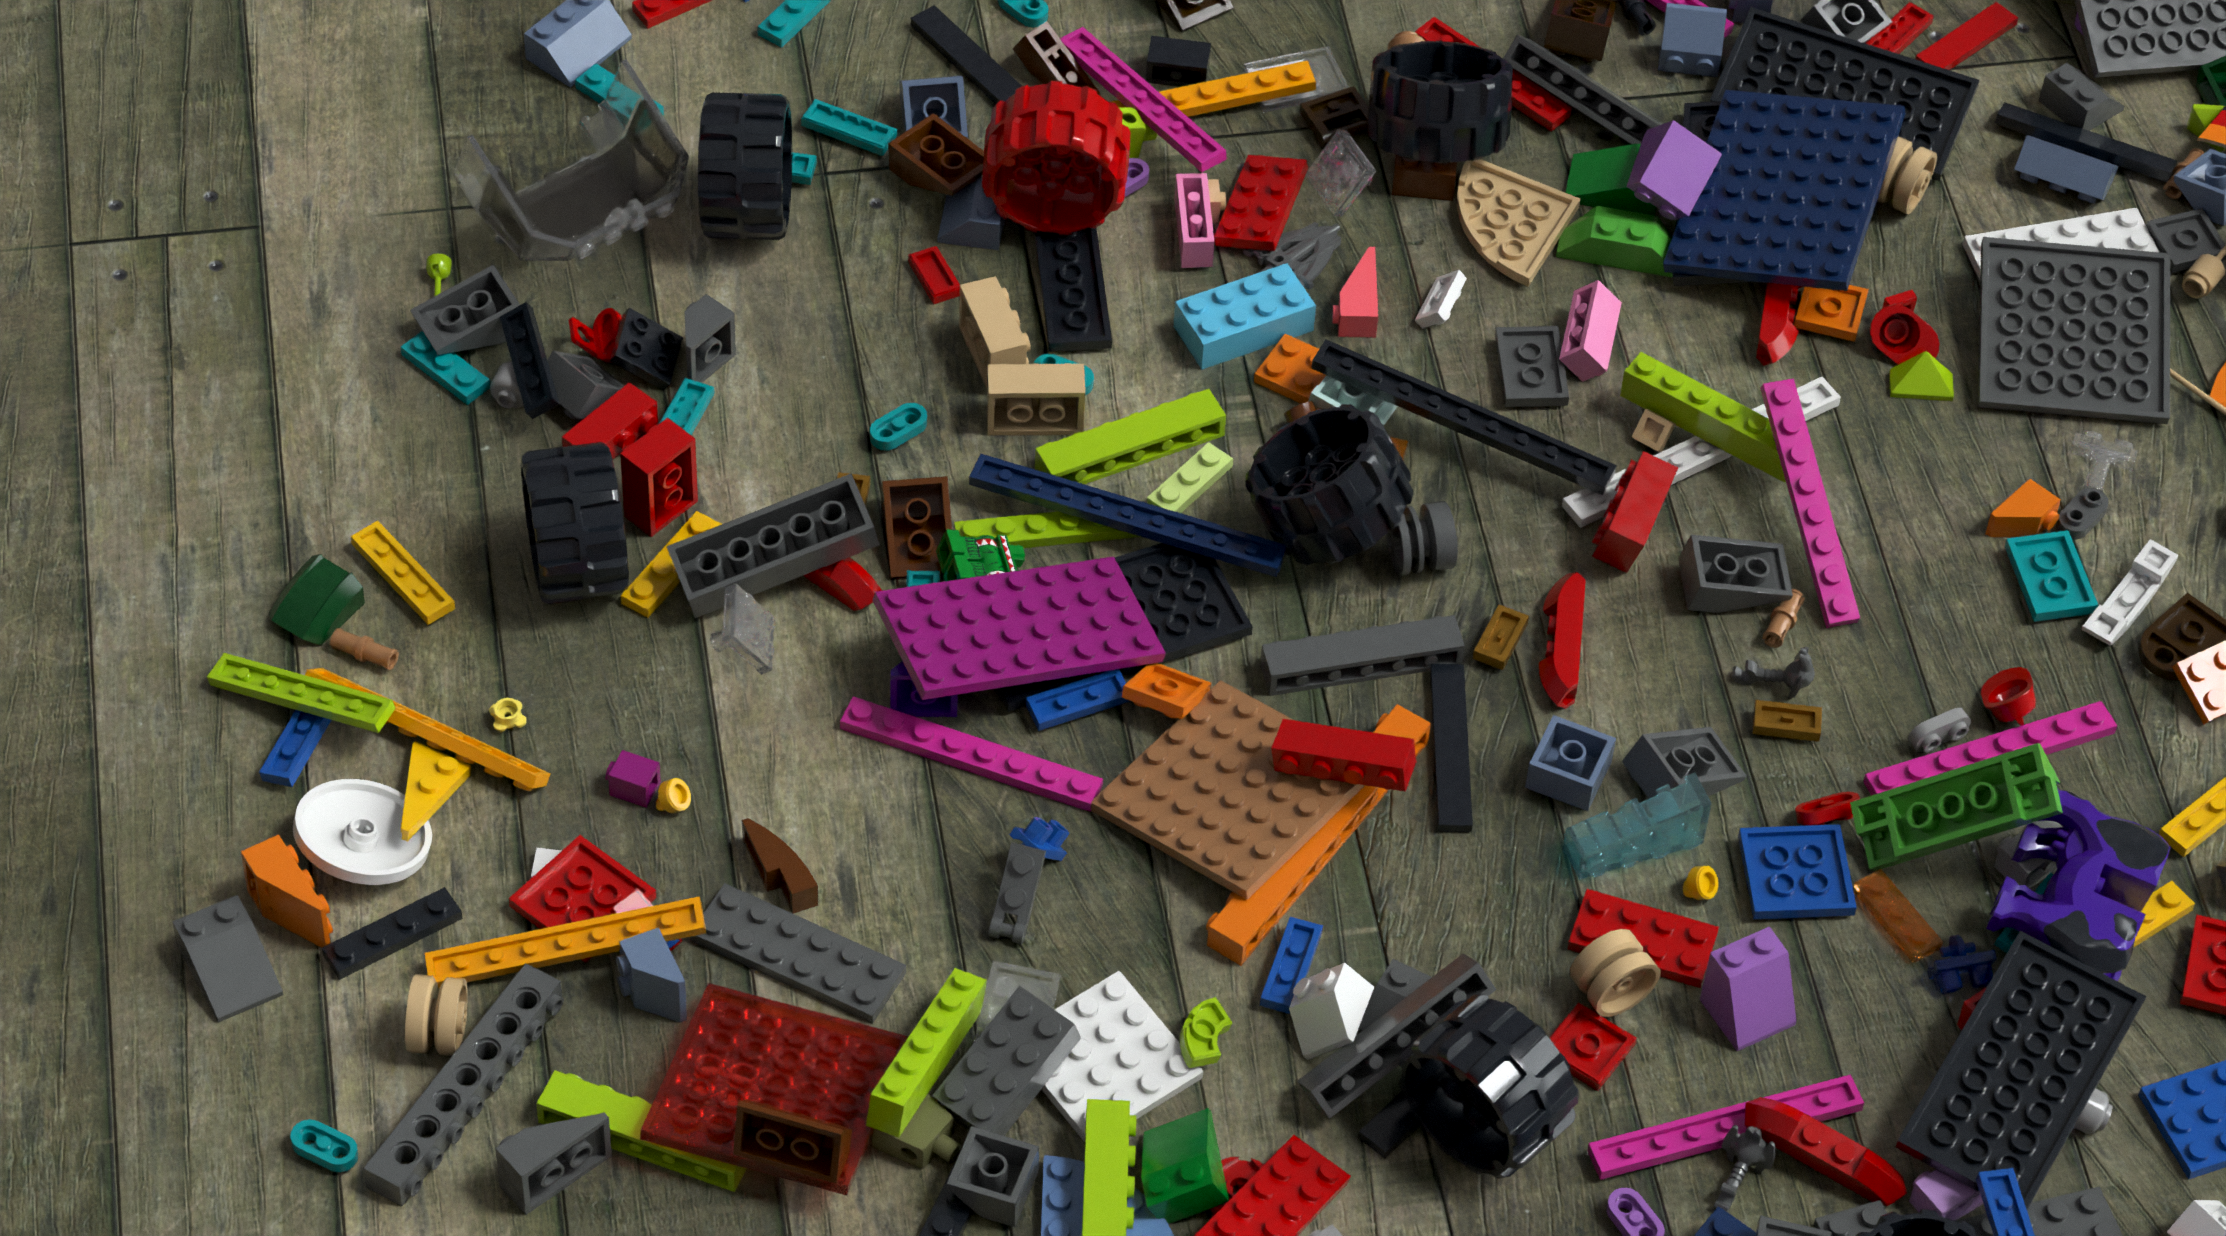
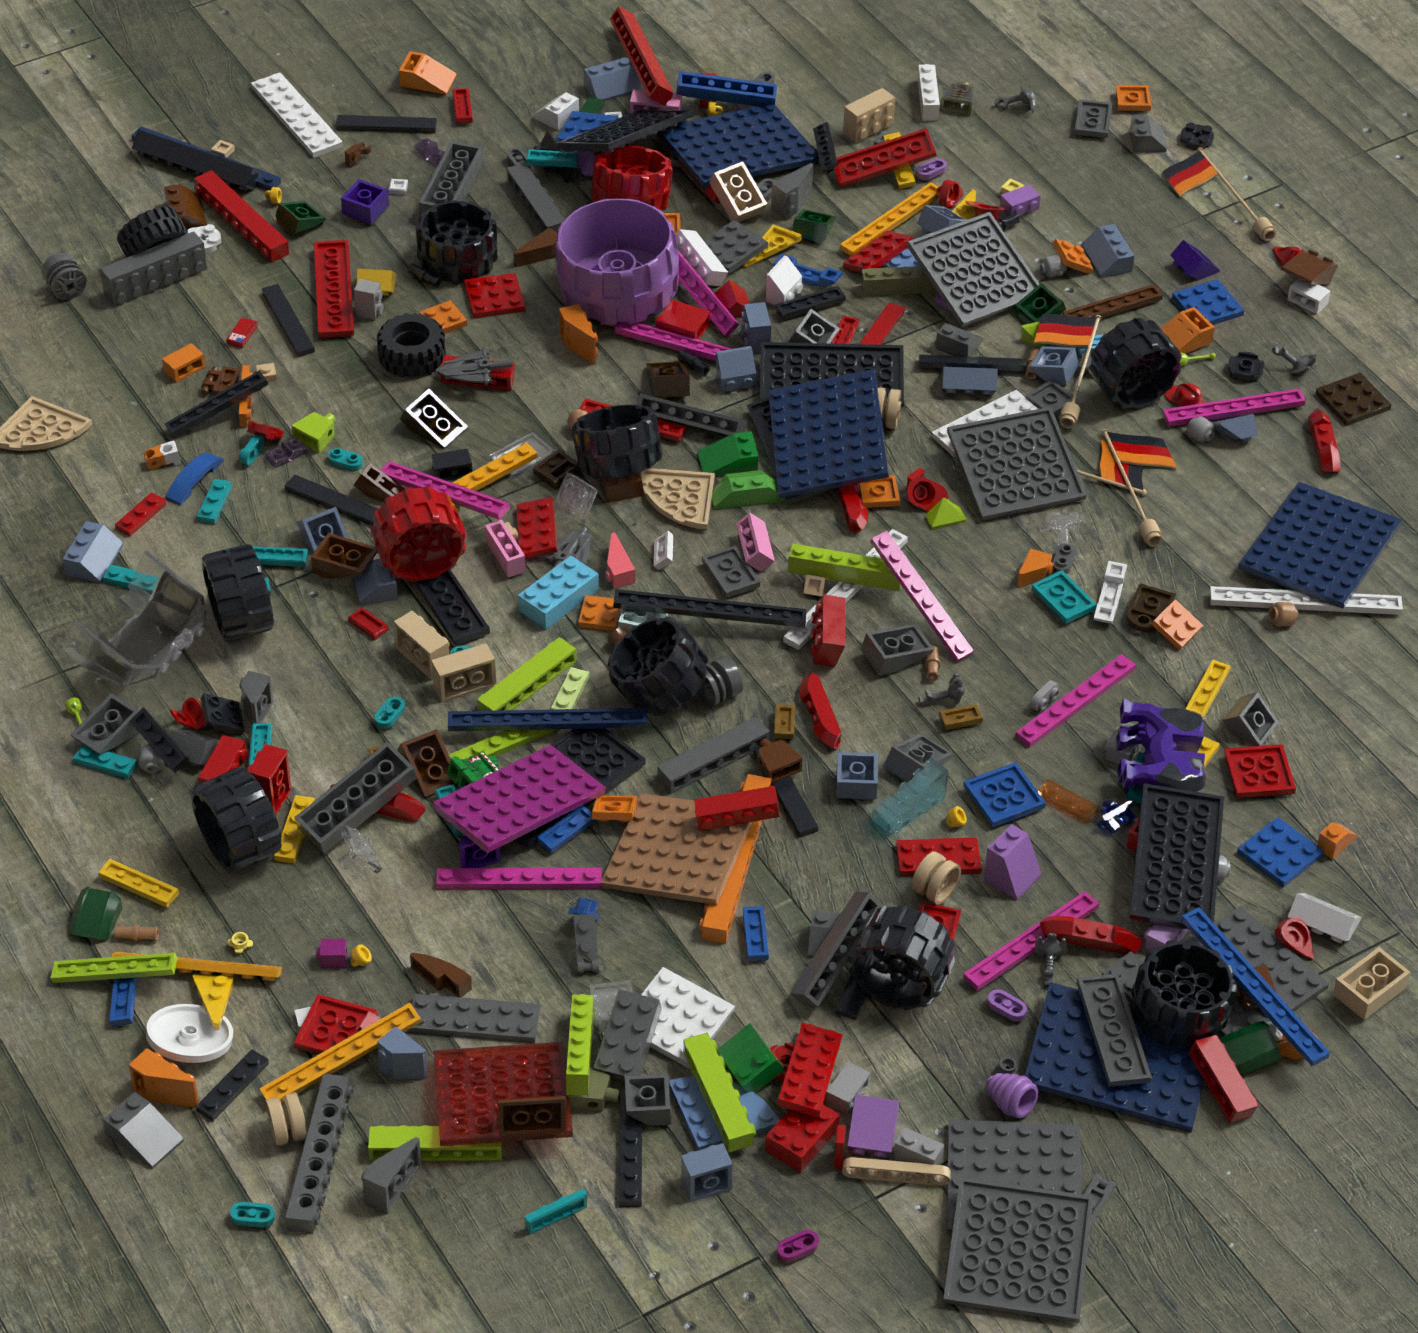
camera: 20 degrees left, 5 degrees down
(1201, 1033) = (724, 986): lime tile -> none
(1329, 1009) = (791, 948): white slope -> none
(1456, 697) = (778, 760): none -> reddish brown torso
(1672, 169) = (762, 440): medium lavender slope -> none
(1826, 809) = (1006, 755): red plate -> none
(1957, 807) = (1079, 730): bright green slope -> none
(2009, 695) = (1073, 665): red piece -> none

